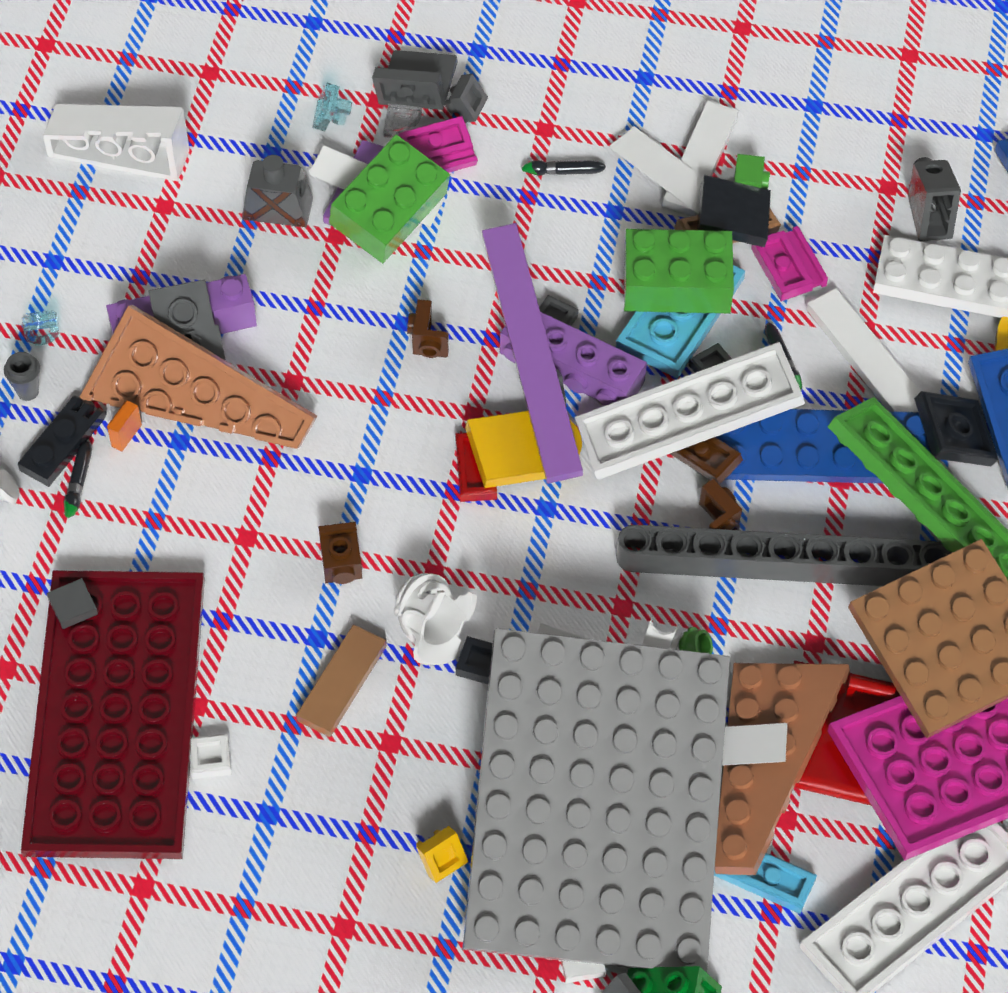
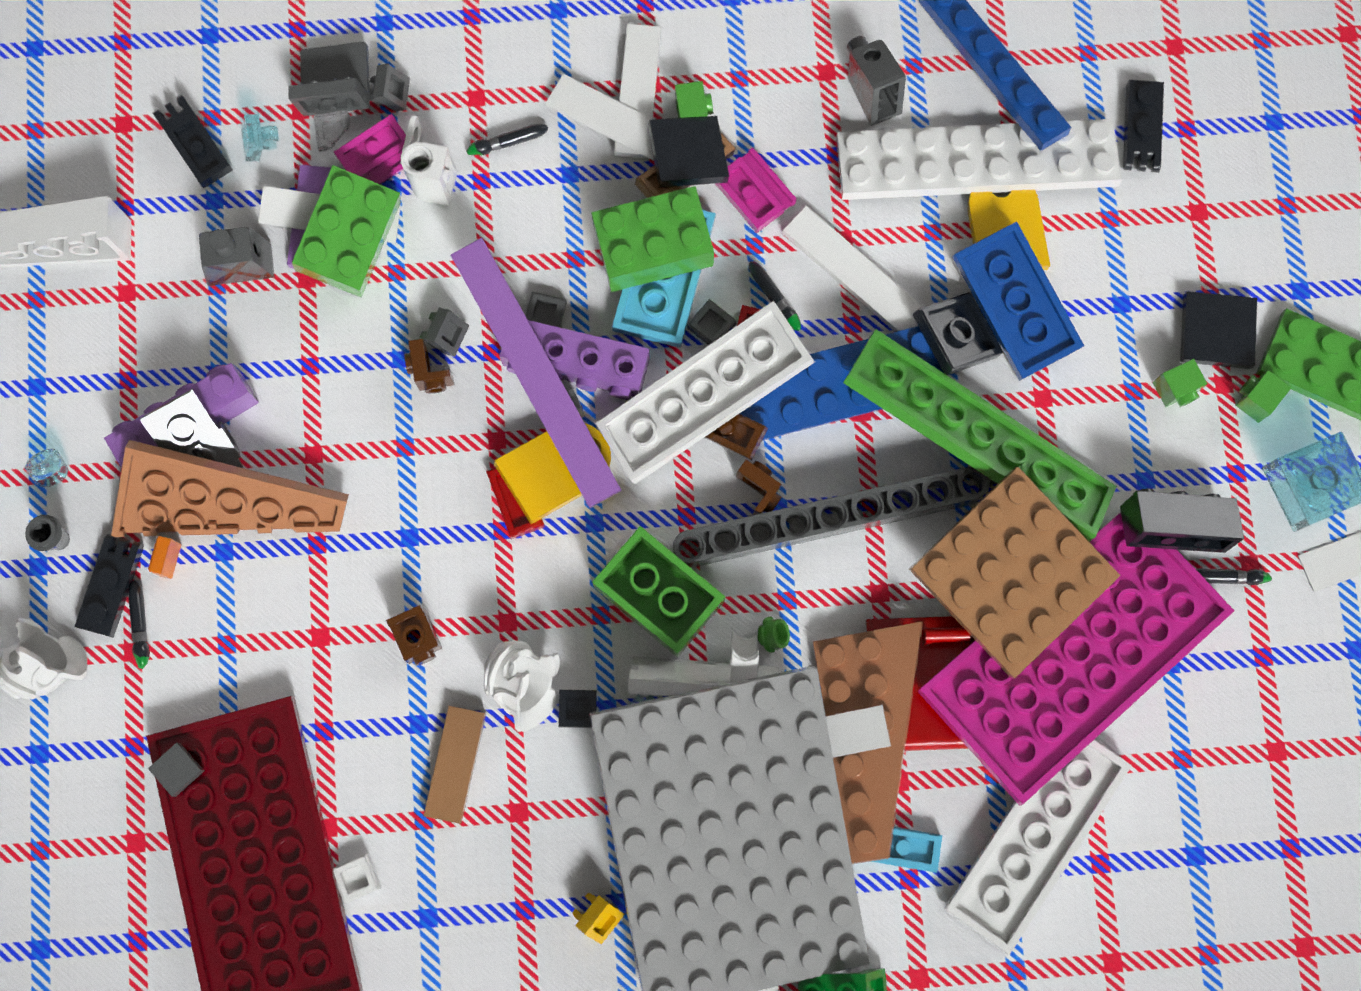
camera: 15 degrees left, 20 degrees up
(270, 99) = (193, 143): none -> black hinge
(454, 306) = (445, 331): none -> dark grey tile
(482, 166) = (427, 167): none -> white piece
(592, 573) = (658, 591): none -> bright green brick

